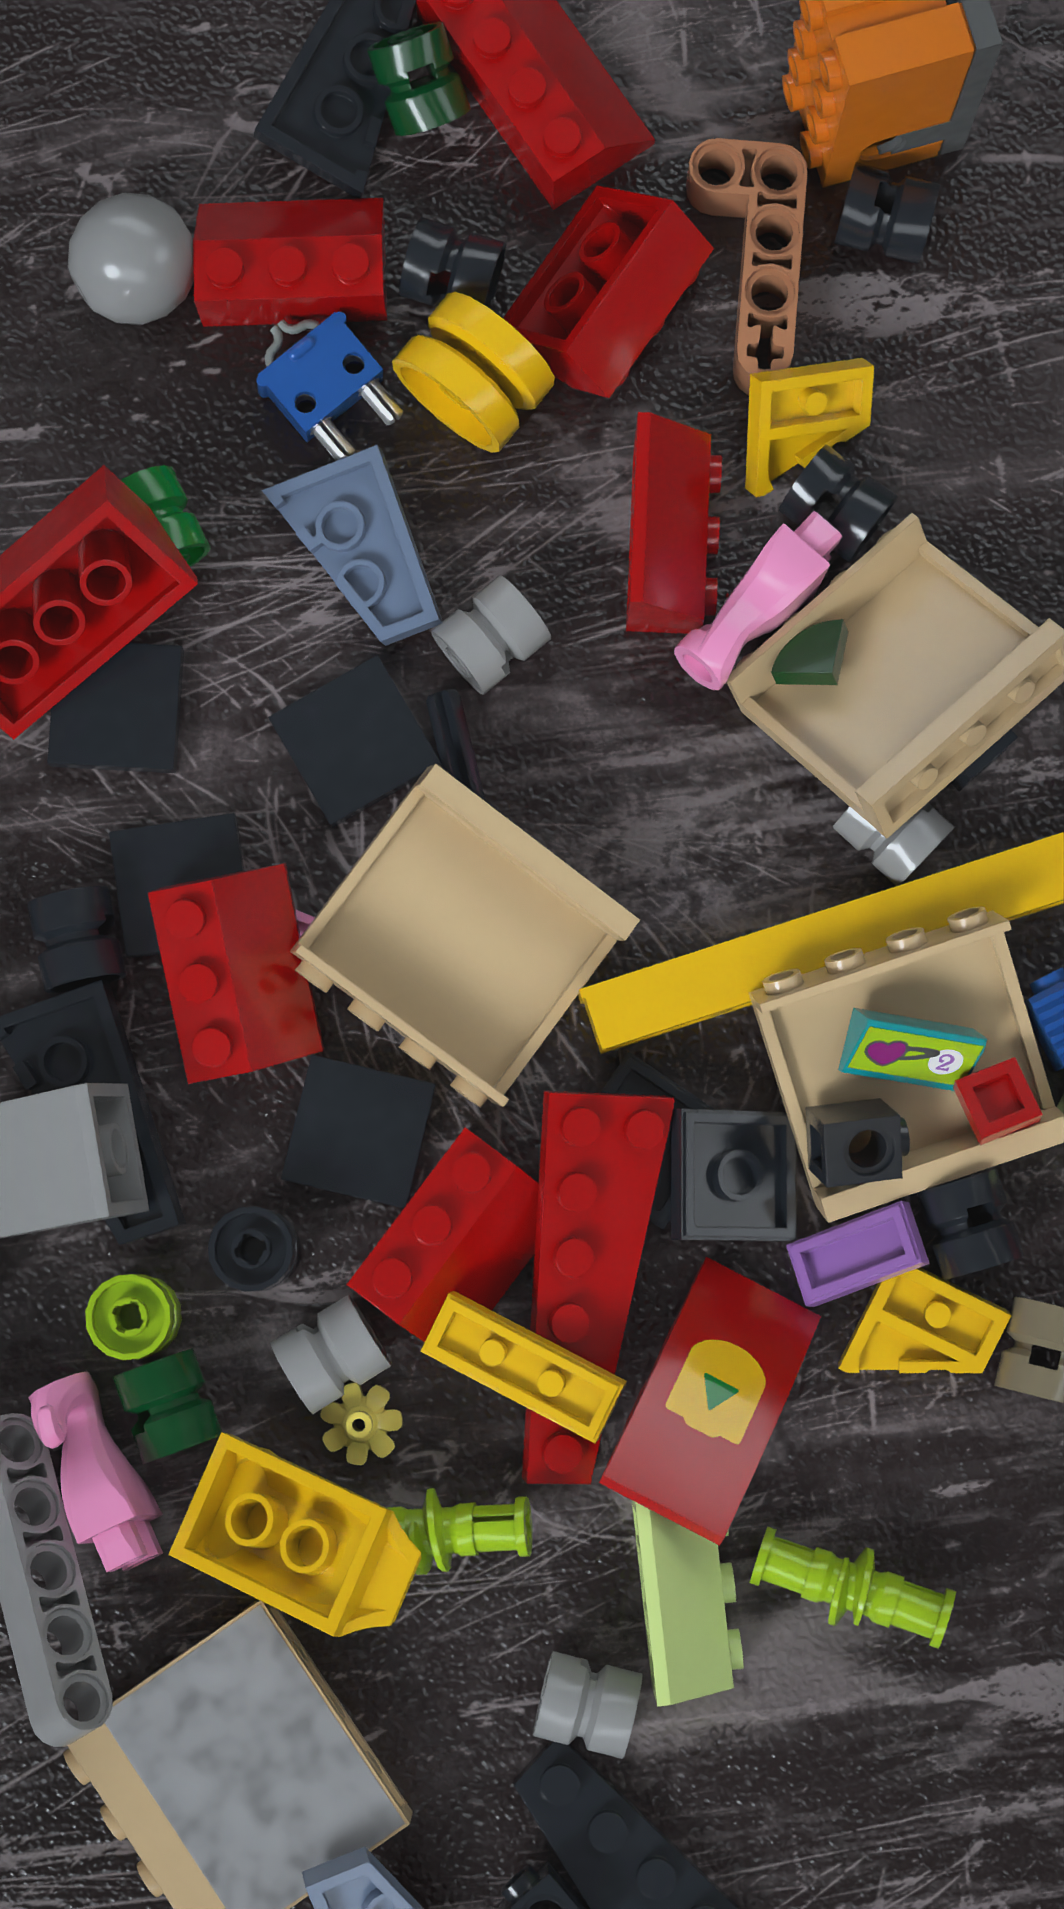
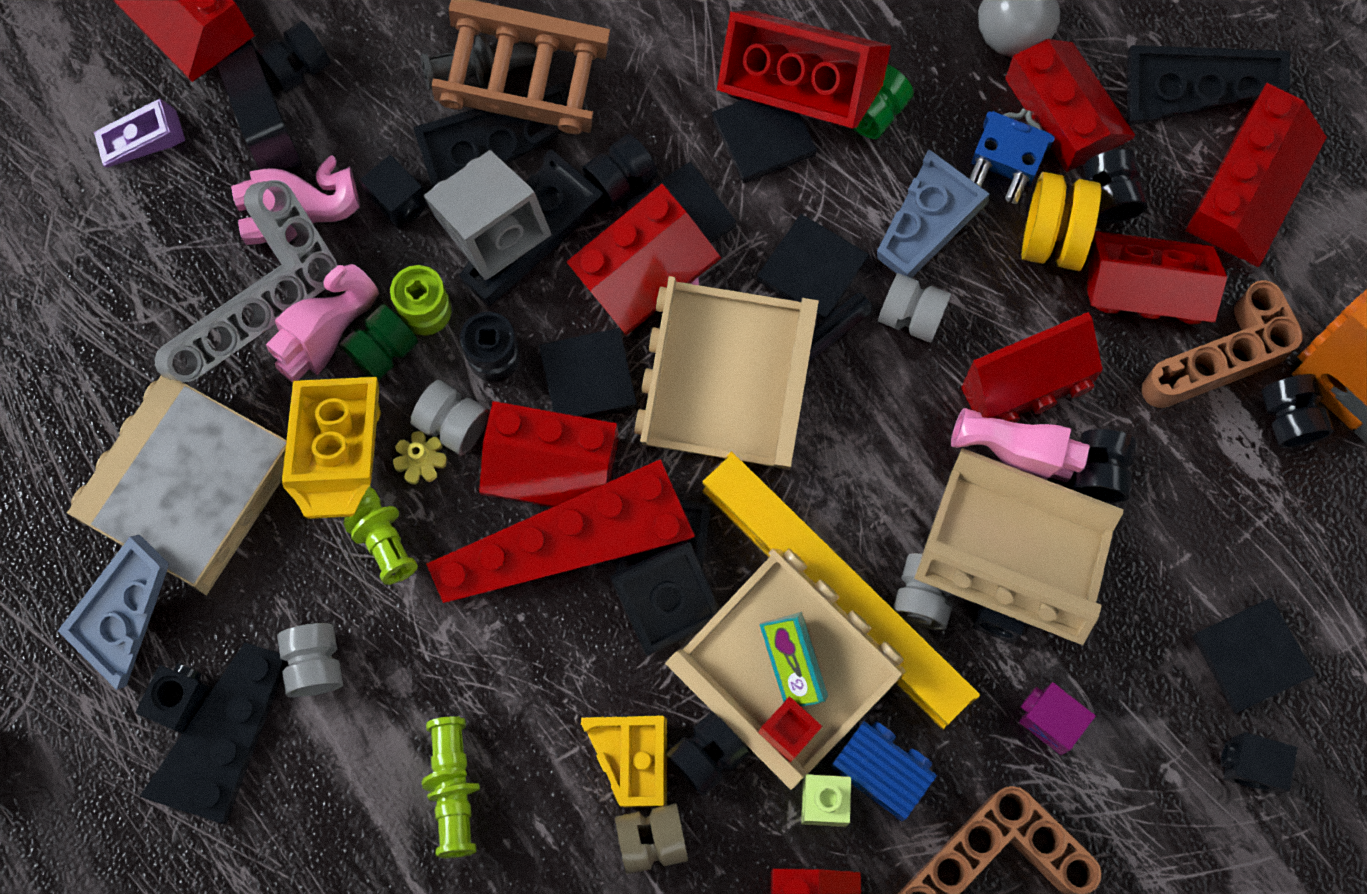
camera: 65 degrees right, 10 degrees down
(426, 100) = (1206, 127): dark green wheel -> none
(523, 1366) = (492, 524): yellow tile -> none
(685, 1610) = (400, 682): yellowish green slope -> none
(711, 1401) = (522, 641): red slope -> none
(802, 411) = (1149, 417): yellow wing -> none
(813, 655) = (1004, 493): dark green tile -> none
(833, 1128) = (702, 653): black brick -> none
(857, 1254) = (655, 693): medium lavender tile -> none

